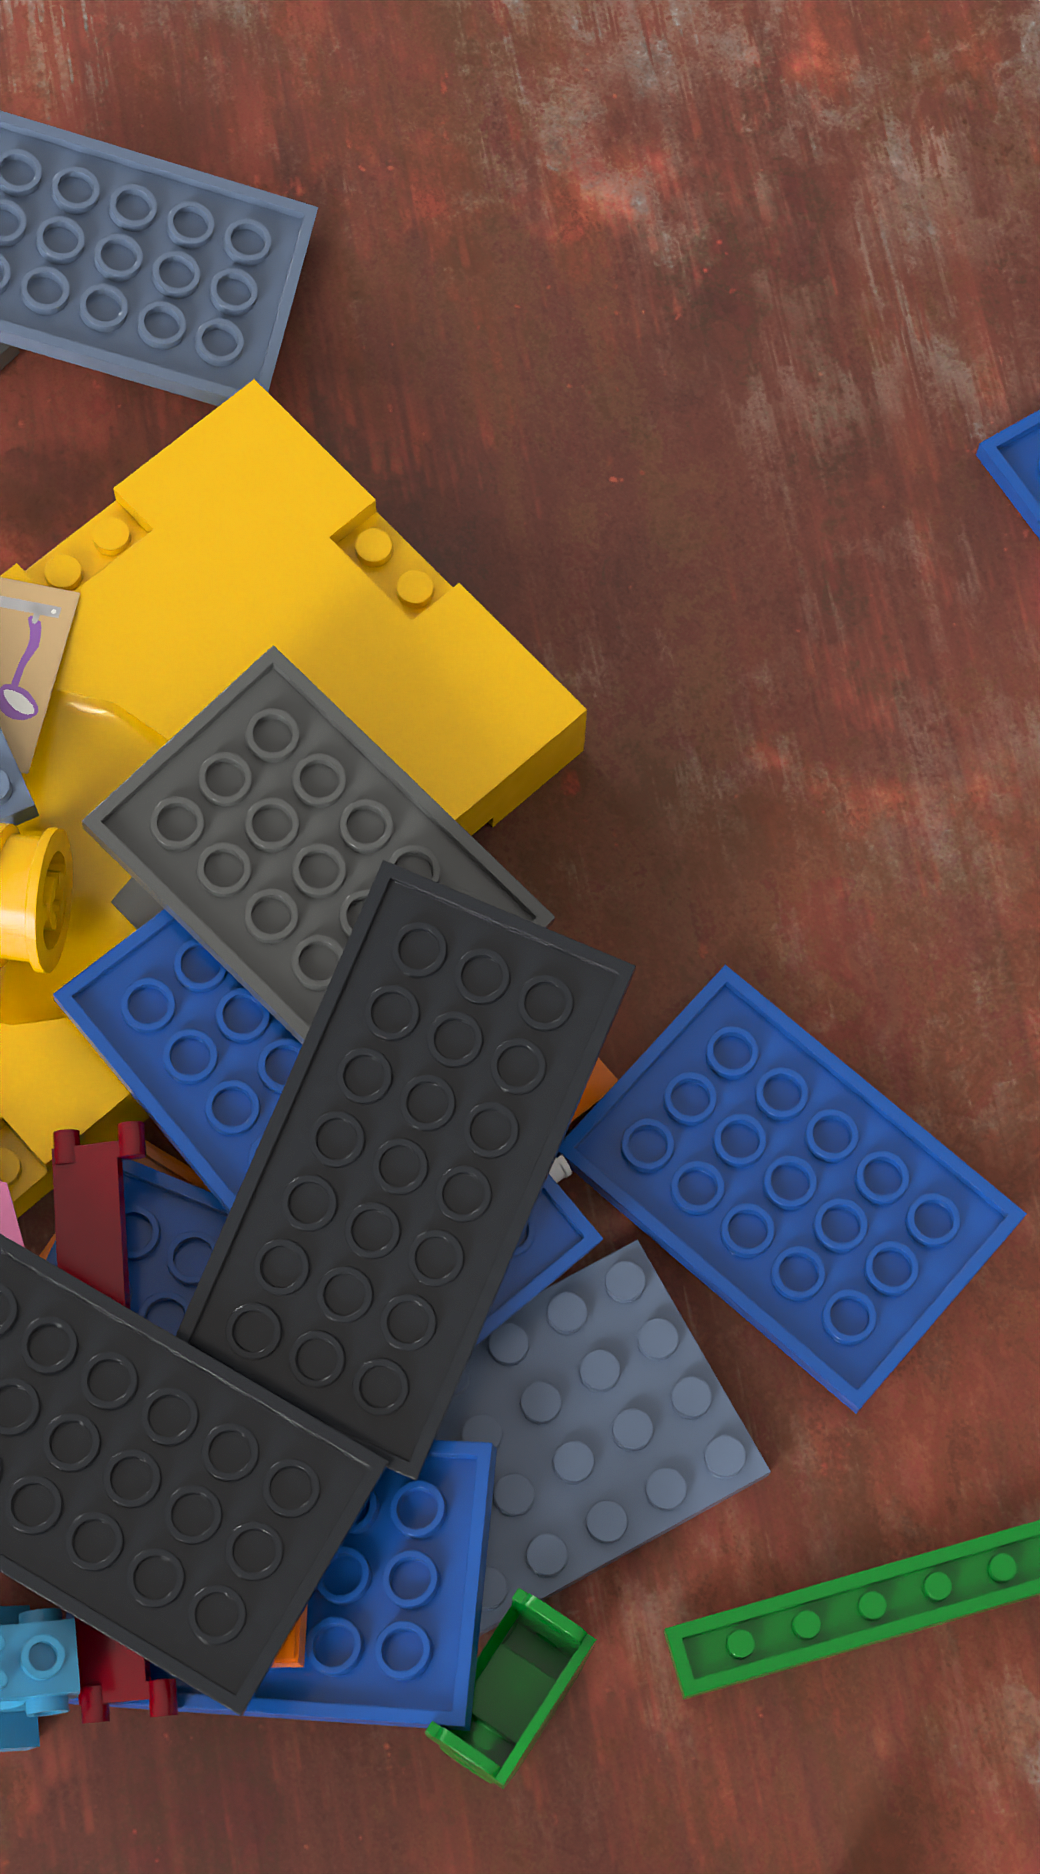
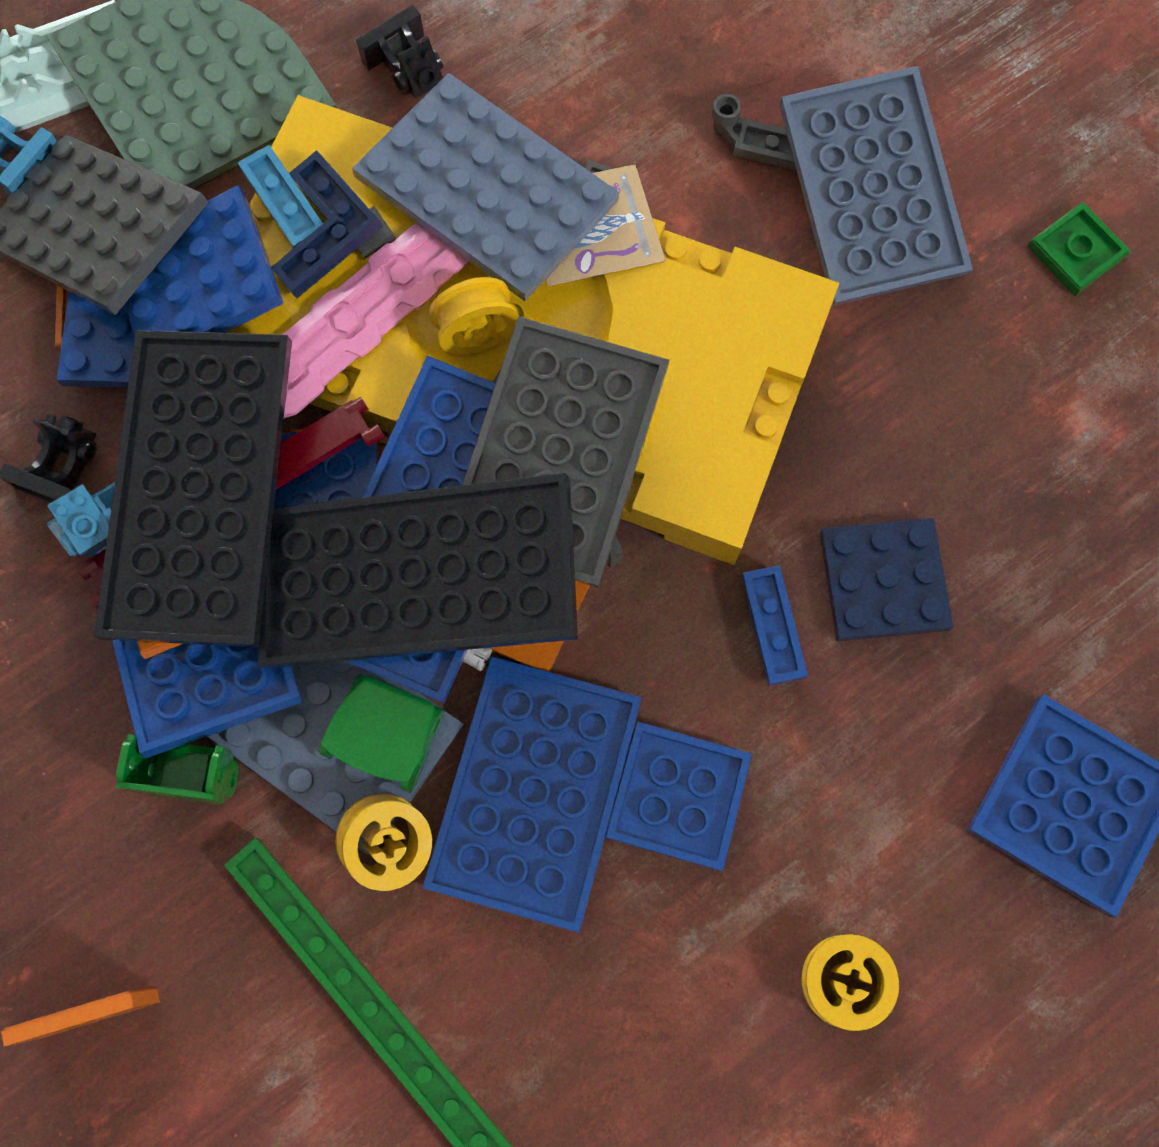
camera: 65 degrees right, 5 degrees up
(359, 62) = (1078, 248): none -> green tile
(603, 1346) = (383, 731): none -> green piece
(706, 736) = (774, 625): none -> blue plate
(712, 560) = (885, 579): none -> dark blue plate
(743, 1435) = (395, 862): none -> yellow wheel
(893, 984) = (679, 796): none -> blue plate

